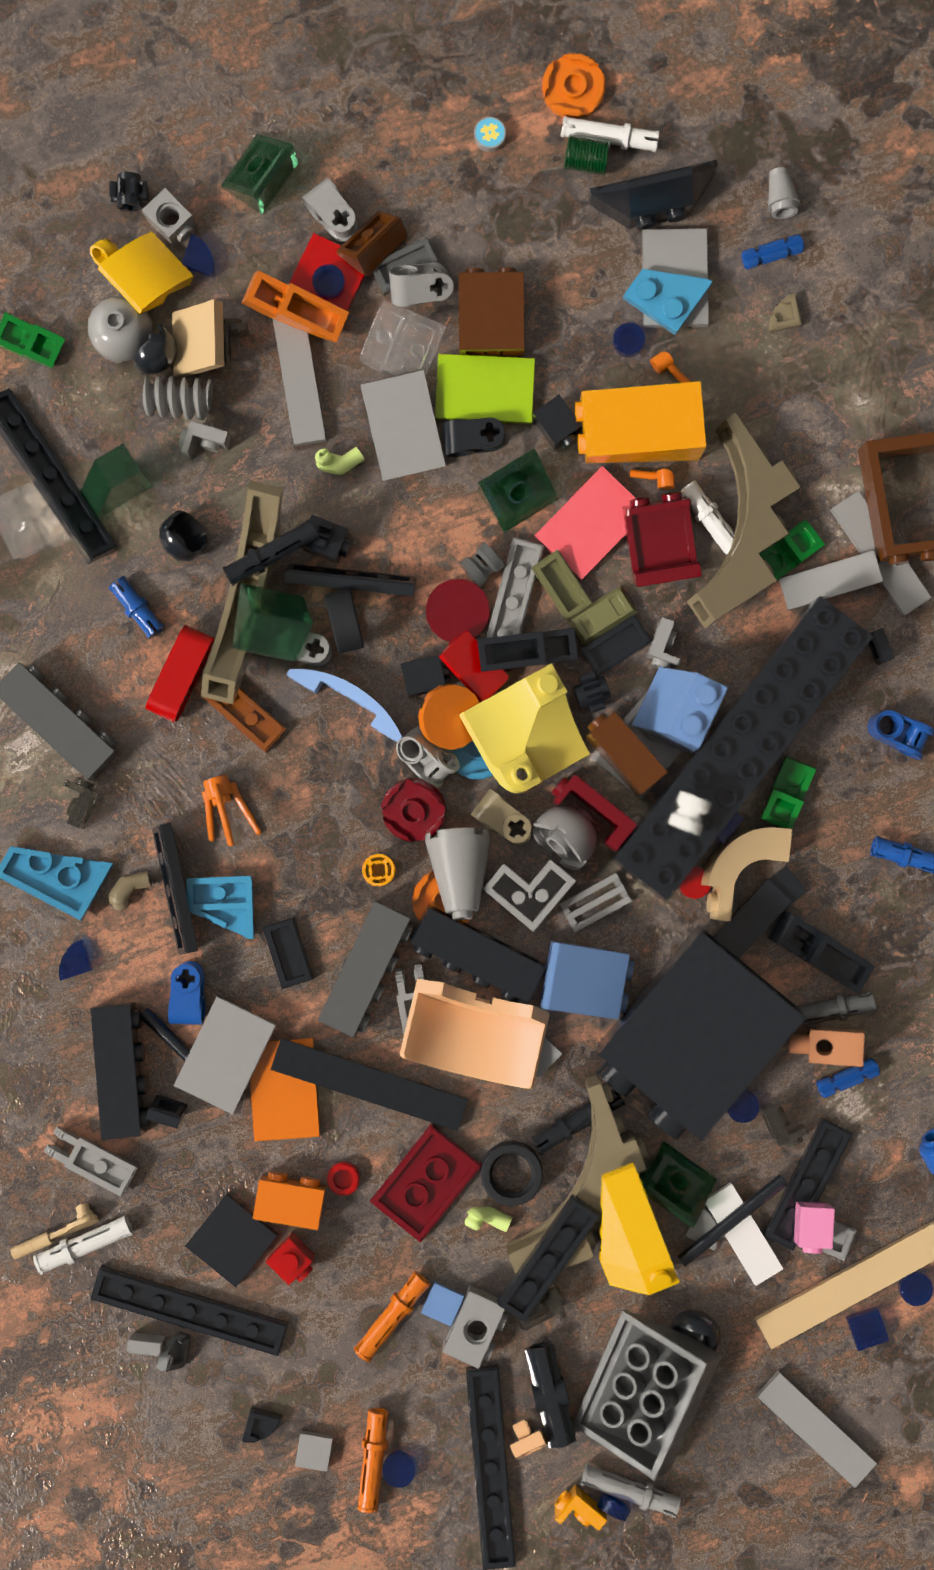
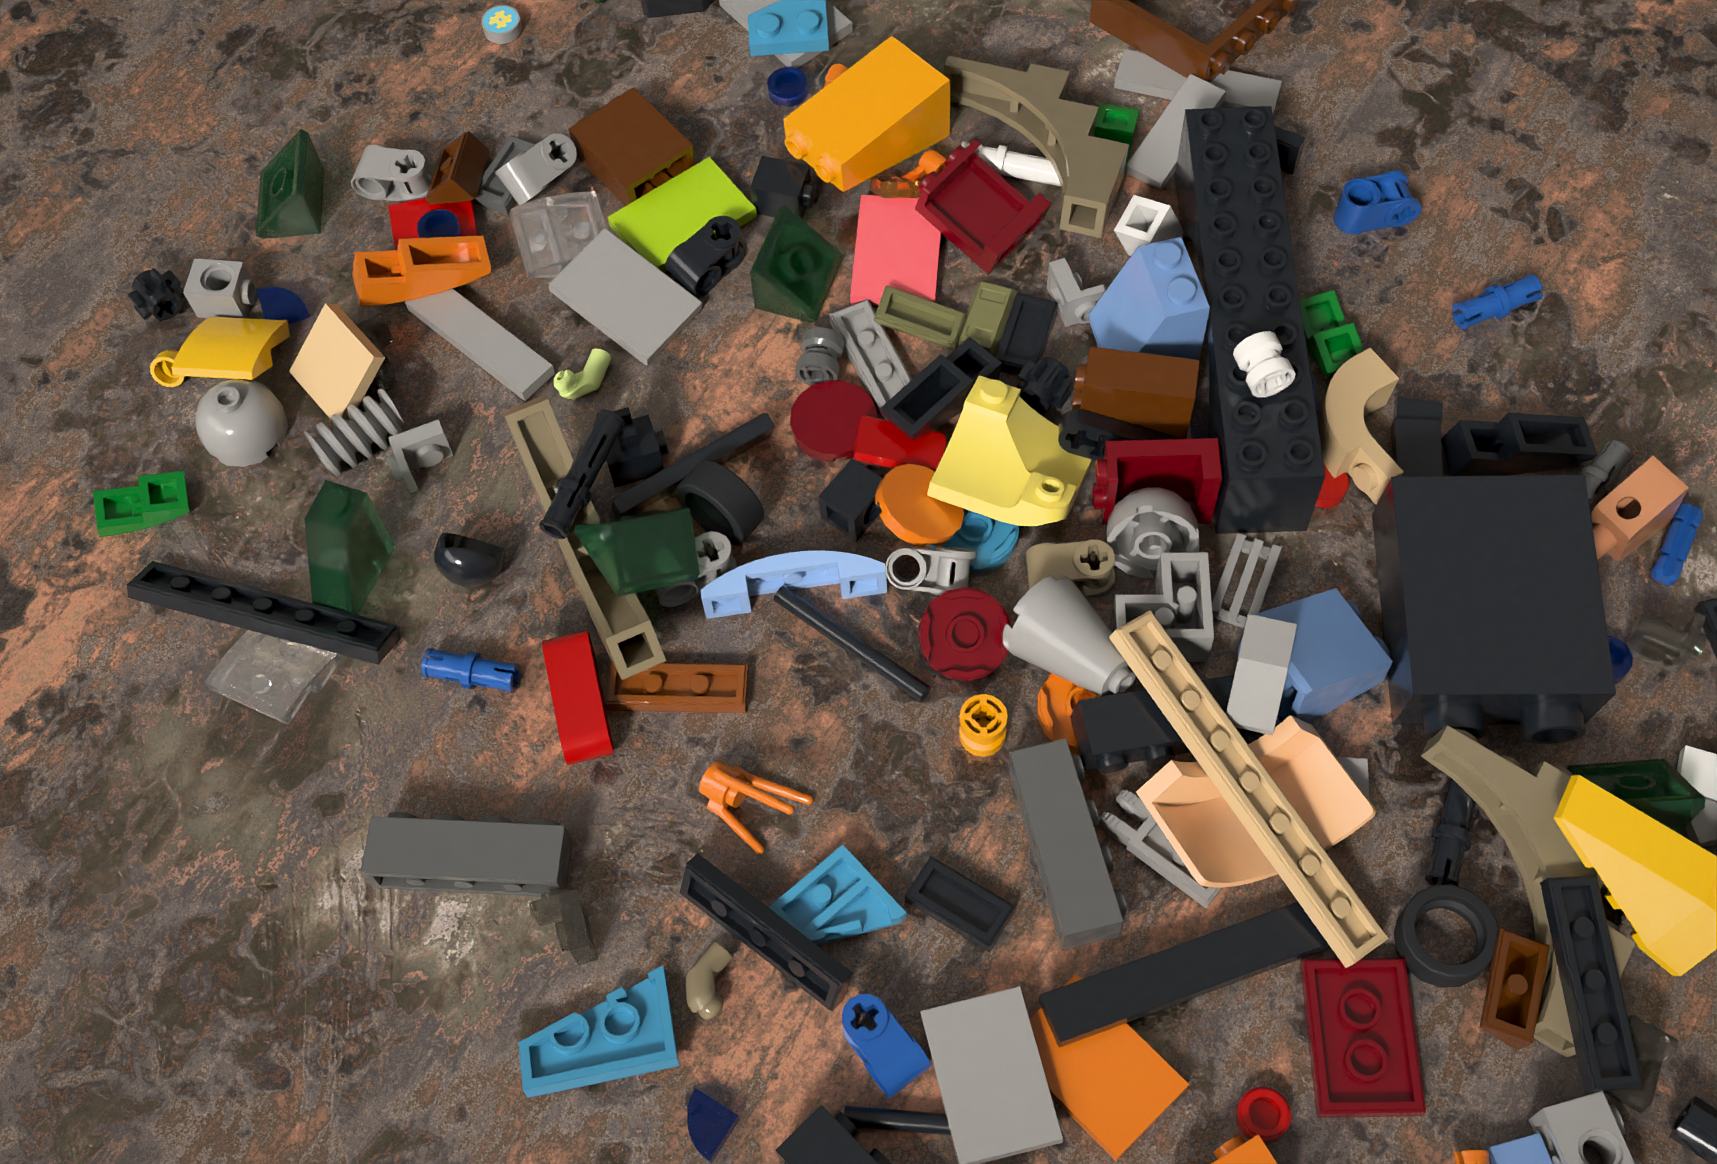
camera: 40 degrees left, 25 degrees down
(156, 353) = (298, 407): black hair -> none
(352, 760) = (852, 644): none -> black bar
(476, 1020) = (1249, 789): none -> tan tile
(489, 1215) = (1463, 1017): yellowish green arm -> none
(515, 1226) = (1514, 988): none -> reddish brown slope
(532, 975) = (1260, 673): none -> slope
(597, 768) = (1092, 425): none -> black beam
(625, 480) = (894, 187): none -> clear orange tile
(742, 642) = (1146, 223): none -> white brick

